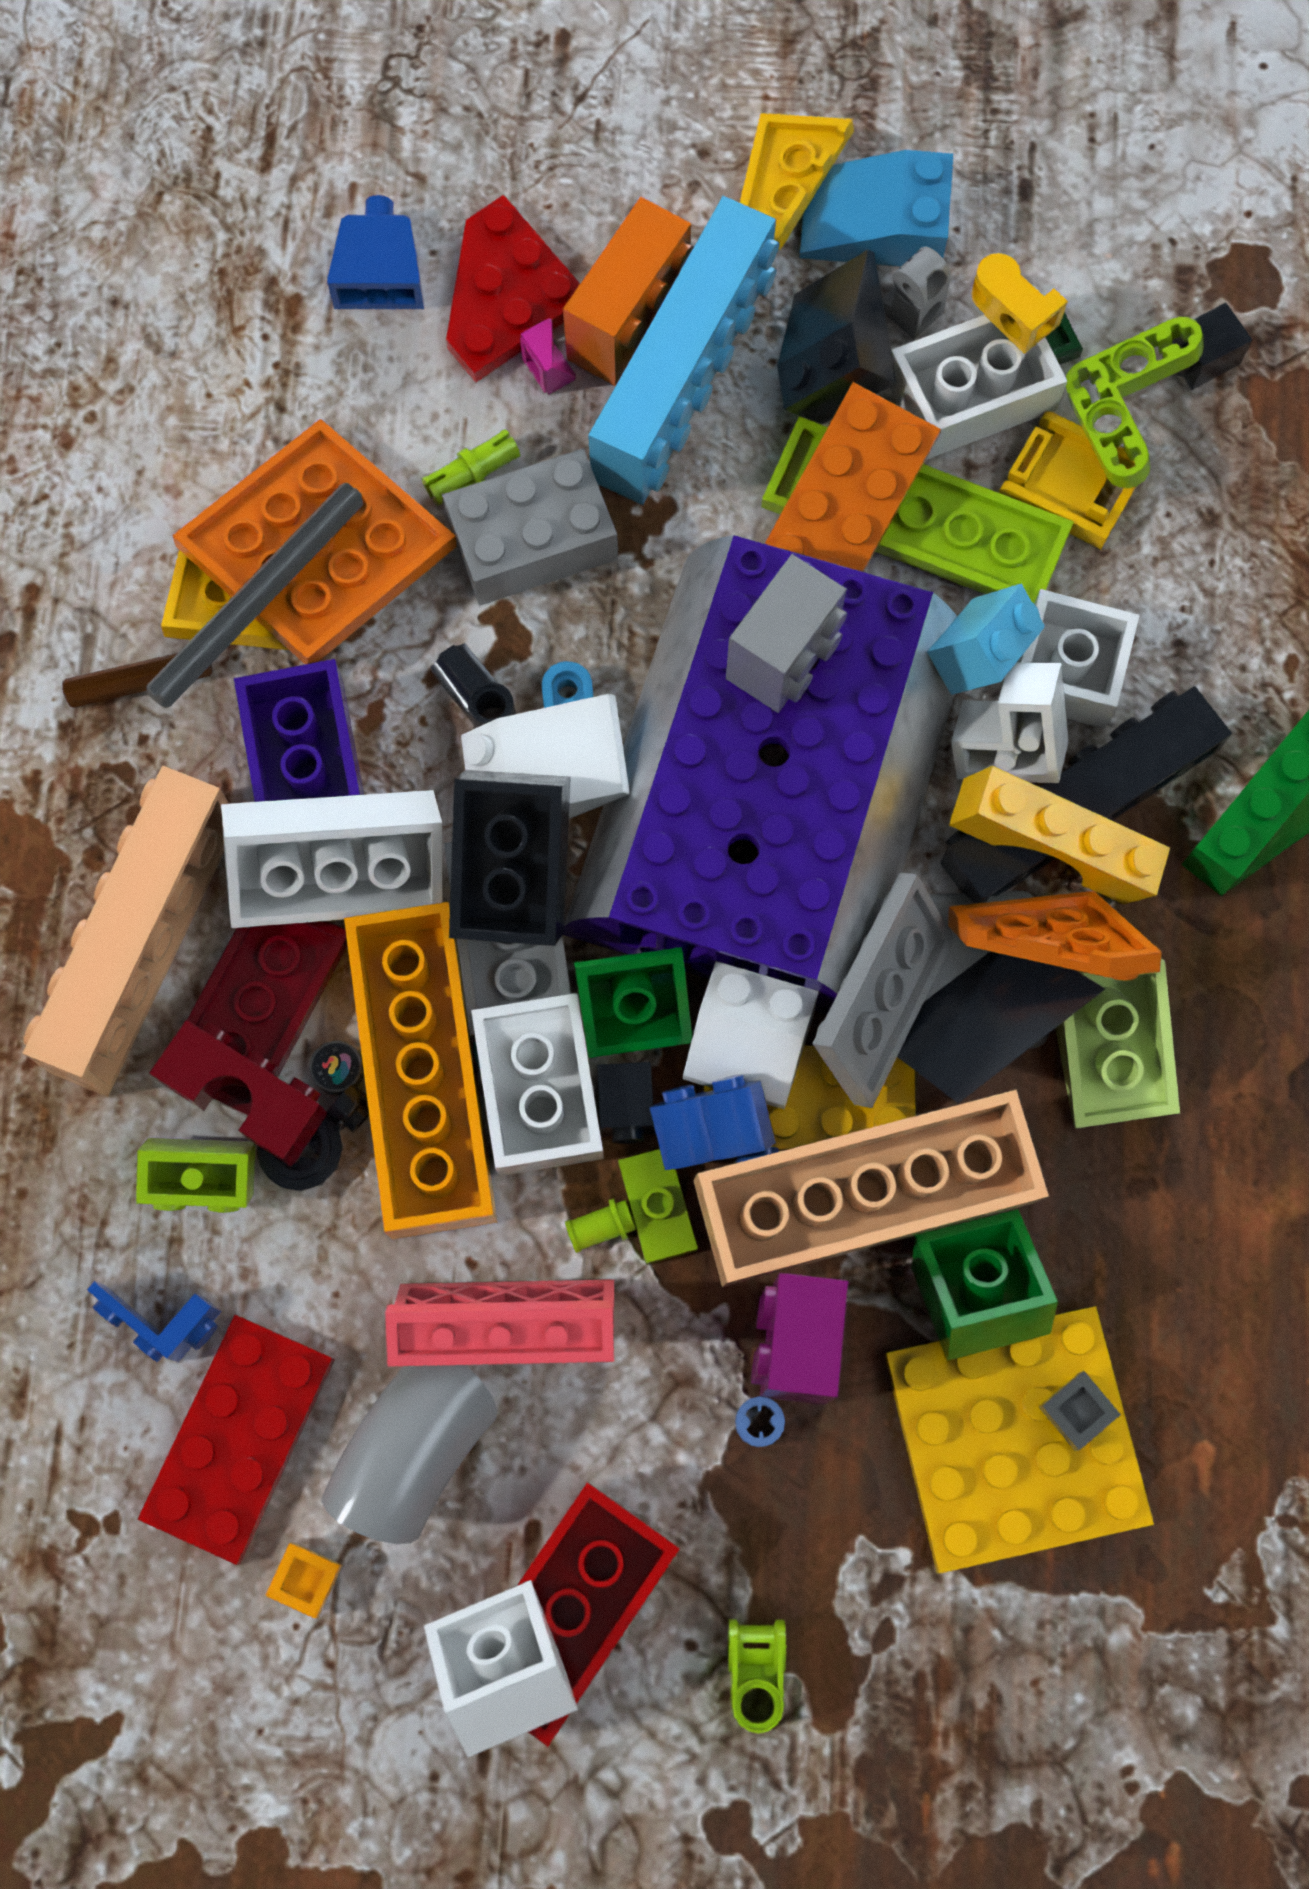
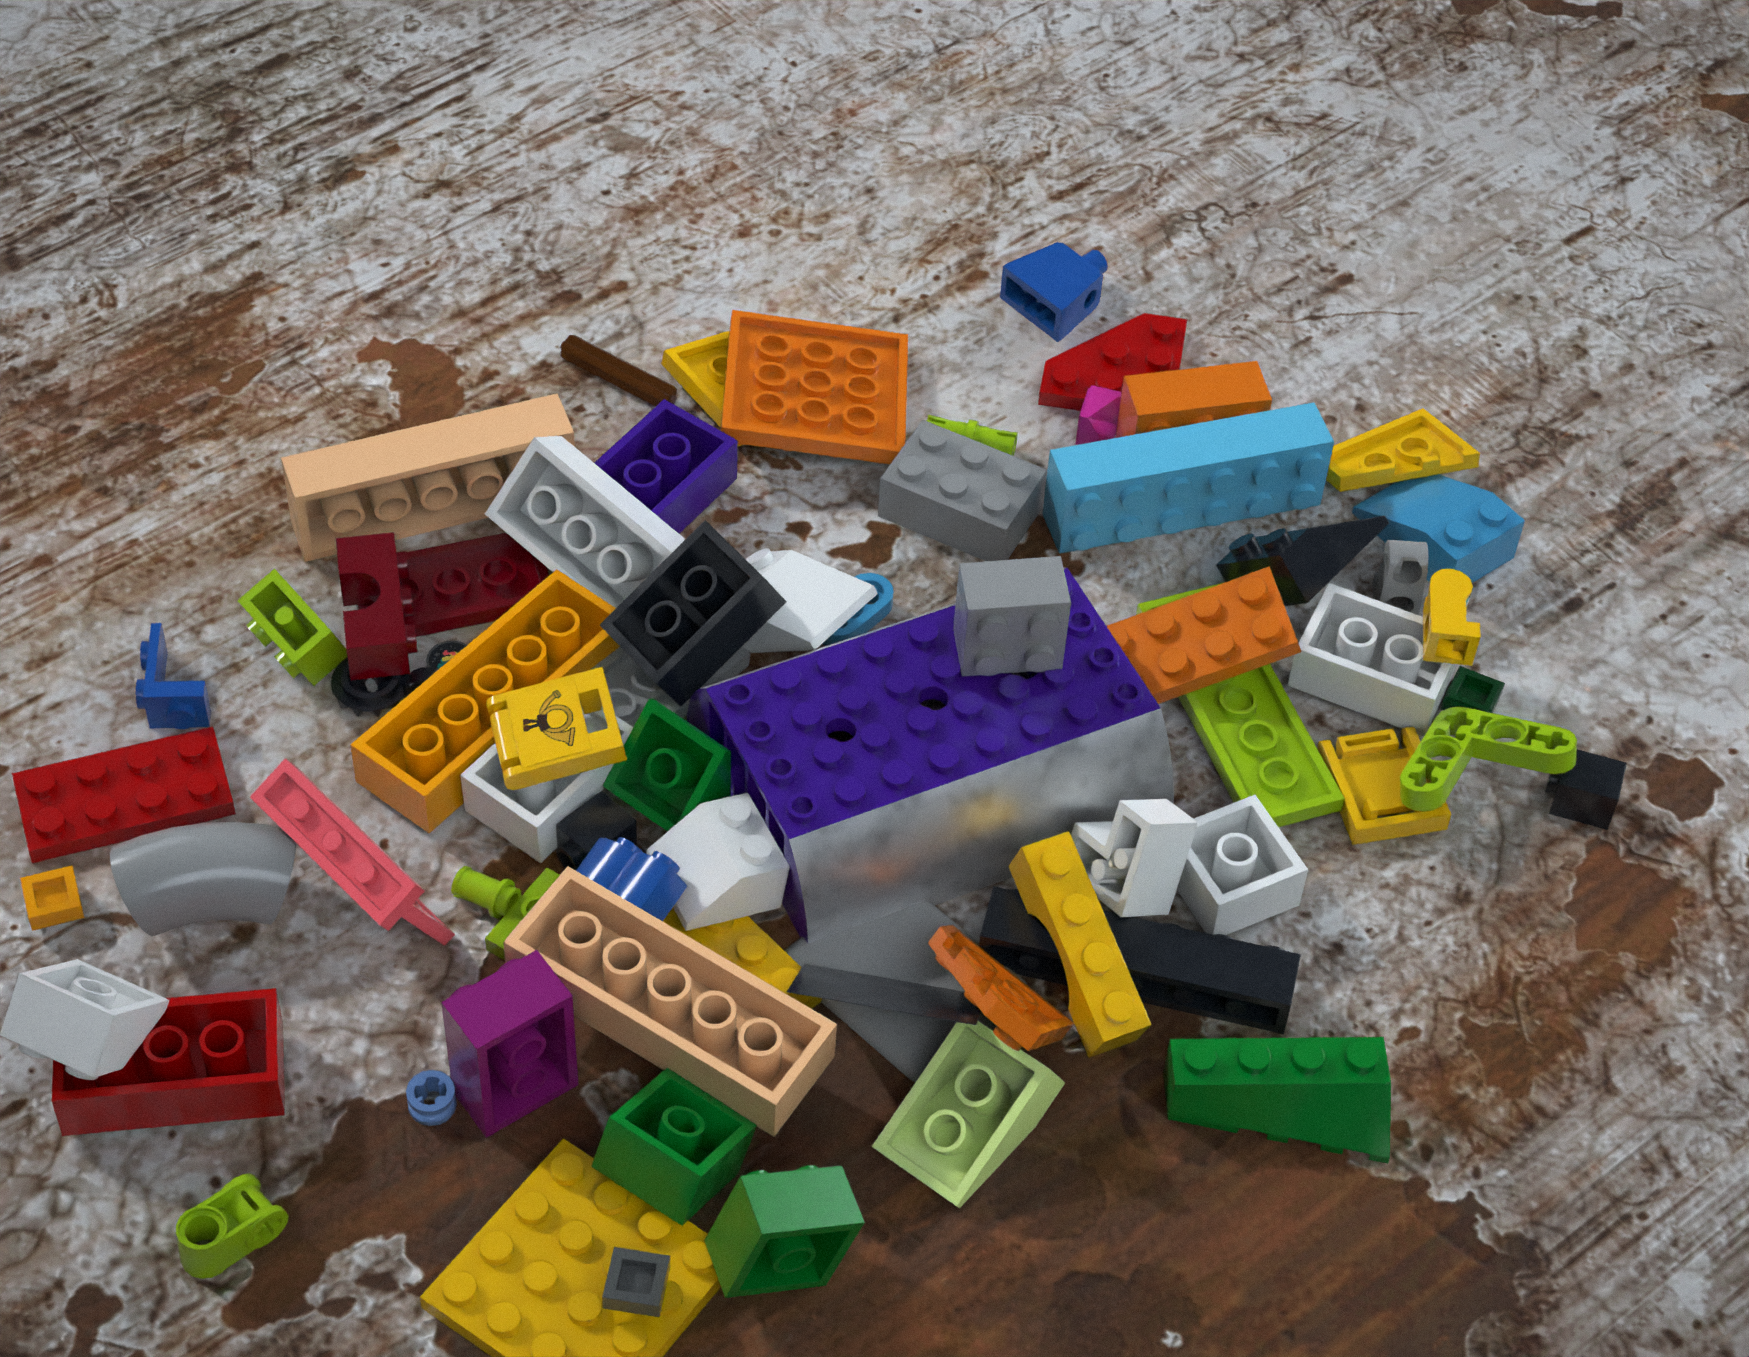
camera: 45 degrees right, 25 degrees down
(254, 596) = (736, 369): dark grey axle -> none
(471, 684) = (812, 532): black piece -> none
(522, 1068) = (544, 730): none -> yellow container
(884, 990) = (837, 914): light grey plate -> none
(986, 639) = (1169, 772): medium azure brick -> none
(1132, 1269) = (783, 1230): none -> green brick

